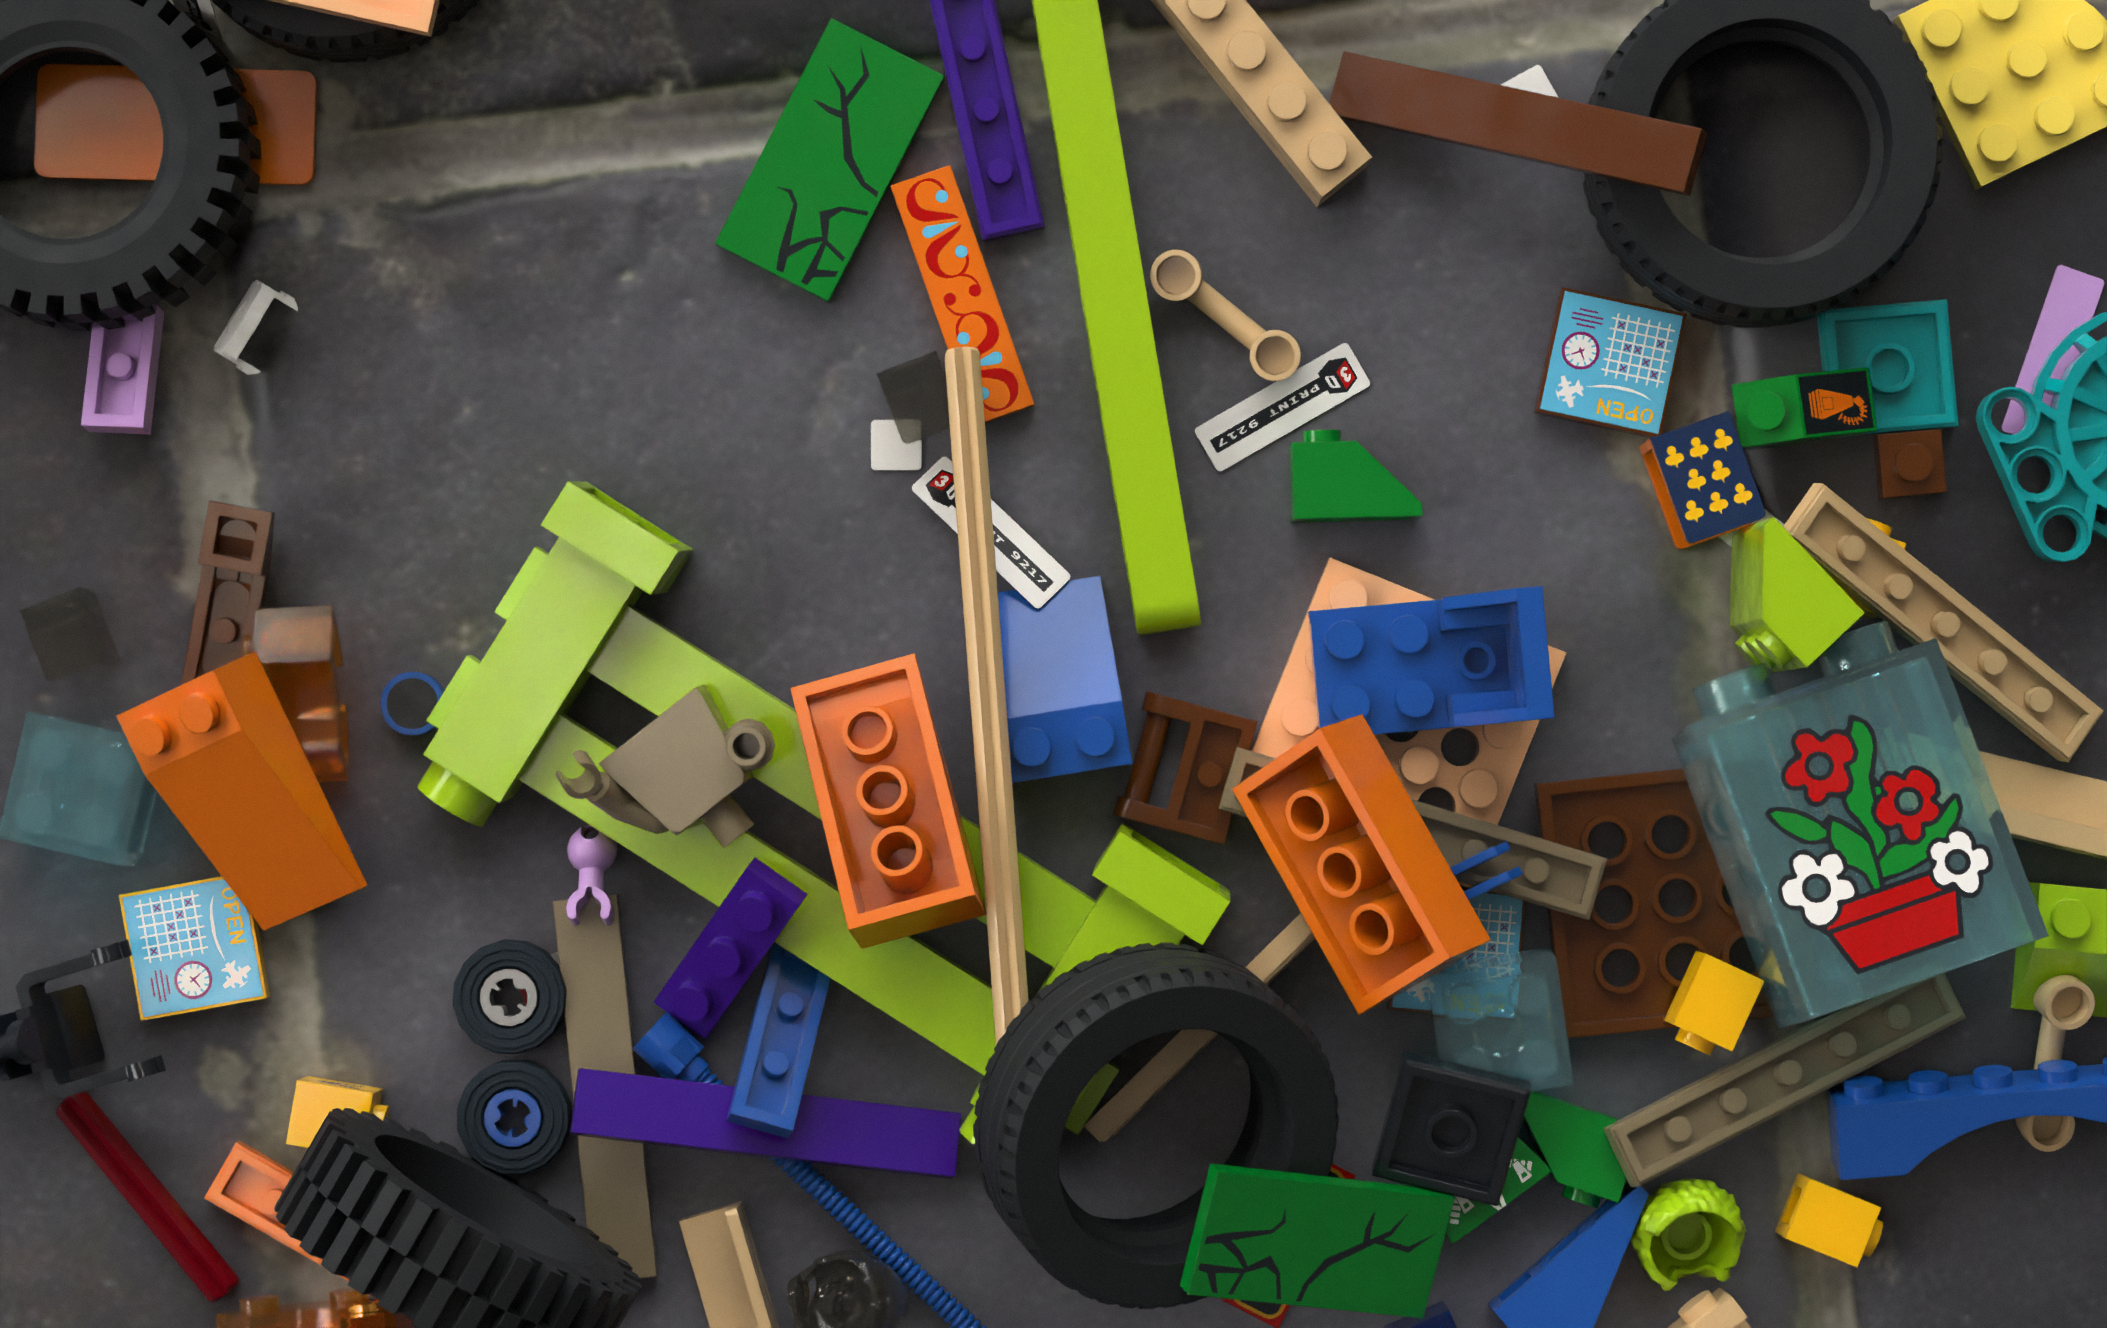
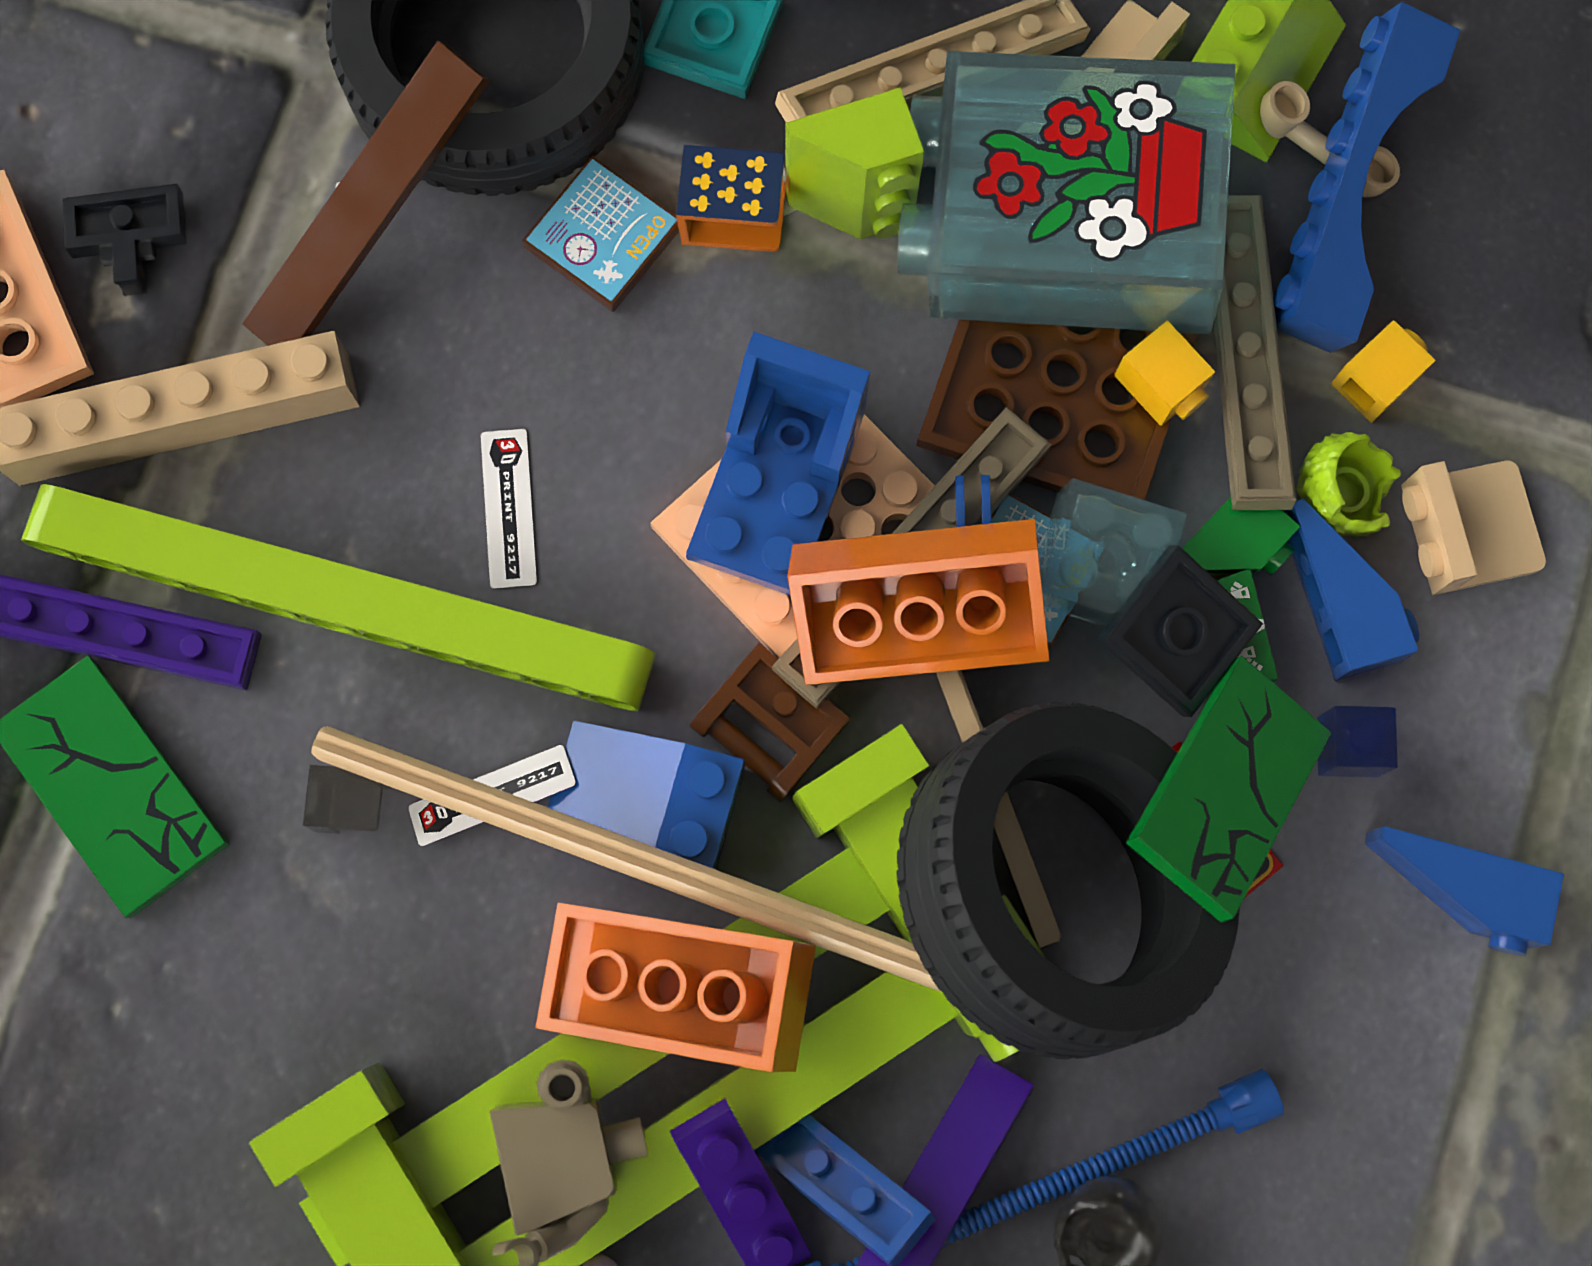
camera: 60 degrees left, 10 degrees down
(889, 451) = (381, 847): white sticker -> none
(961, 286) = (267, 723): orange tile -> none
(1179, 277) = (358, 540): tan bar -> none
(1343, 483) = (595, 481): green slope -> none
(1804, 408) = (711, 94): slope -> none
(1909, 464) = (796, 45): reddish brown plate -> none

